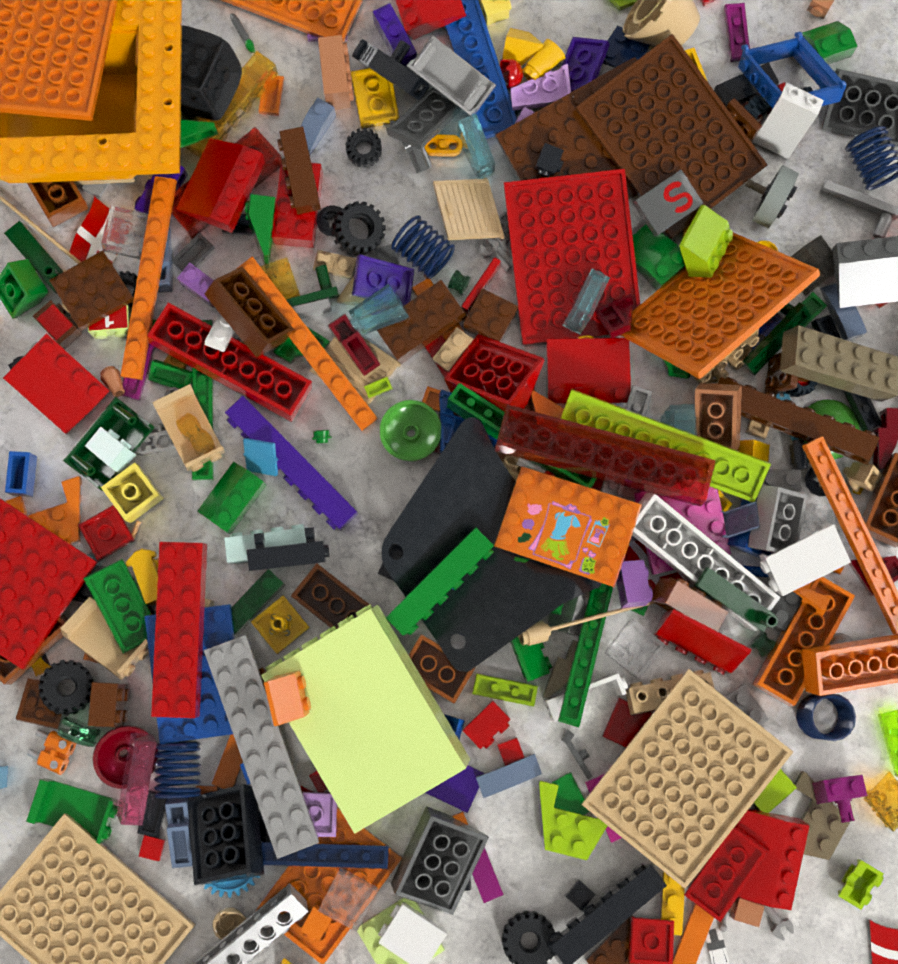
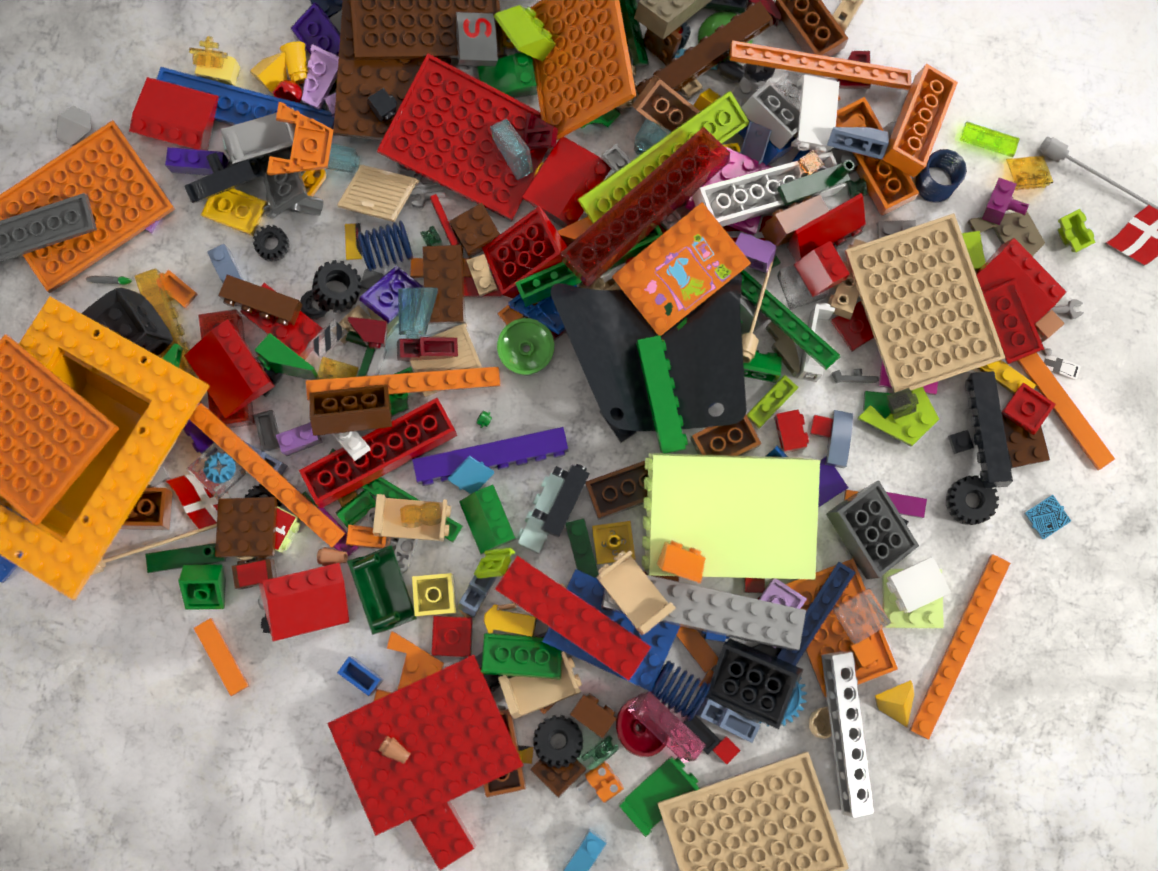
camera: 55 degrees left, 0 degrees up
(110, 449) = (388, 591): light aqua brick -> none
(127, 241) = (226, 472): none -> dark azure gear
(146, 394) = (364, 537): none -> orange tile
(168, 528) = (475, 595): none -> sand blue slope
(190, 527) = (494, 563): none -> lime plate
(232, 671) = (634, 592): none -> tan panel
(304, 250) = (327, 338): none -> clear tile
(333, 284) = (370, 331): none -> dark red slope
(336, 72) = (195, 224): nougat brick -> none
(378, 387) = (473, 351): lime piece -> none
(420, 209) = (352, 245): none -> yellow sticker
(467, 121) = (310, 144): none -> orange wing
(577, 815) = (902, 403): none -> clear smoke brick
(656, 658) = (821, 269): none -> red slope
(753, 584) = (811, 162): none -> clear orange tile
(805, 617) = (860, 140): none -> sand blue slope
(862, 477) = (778, 35): tan piece -> none

